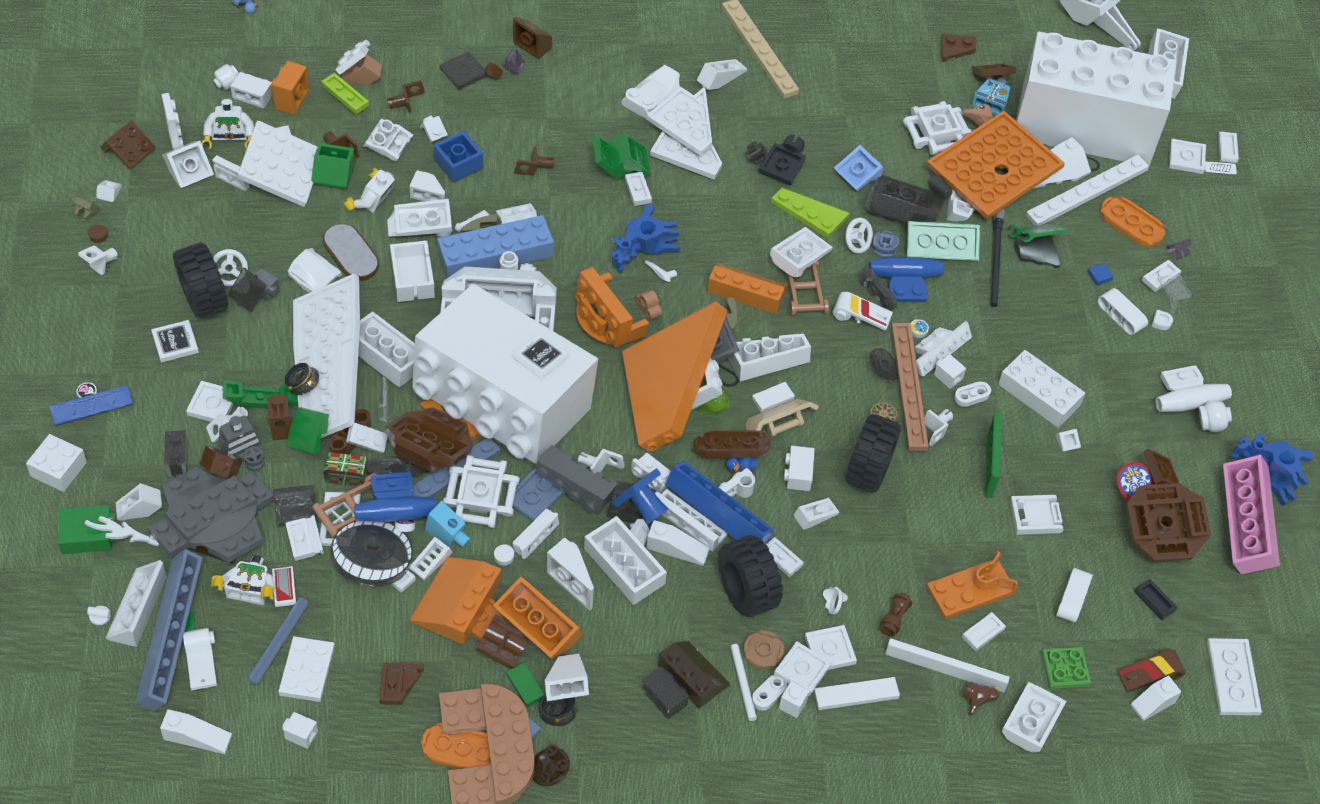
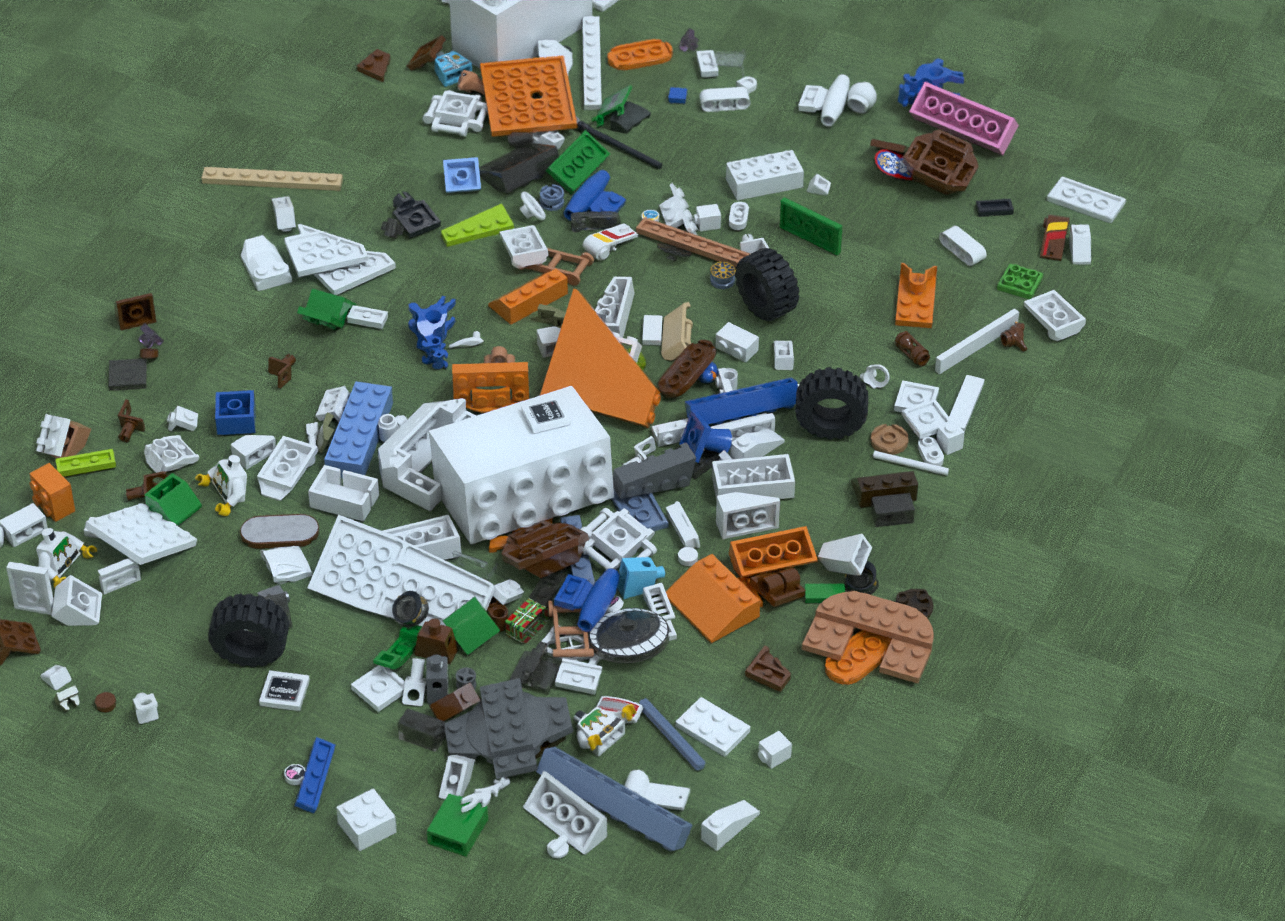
camera: 55 degrees left, 10 degrees down
(983, 631) = (958, 310): white tile -> none
(1040, 514) = (875, 235): white container -> none

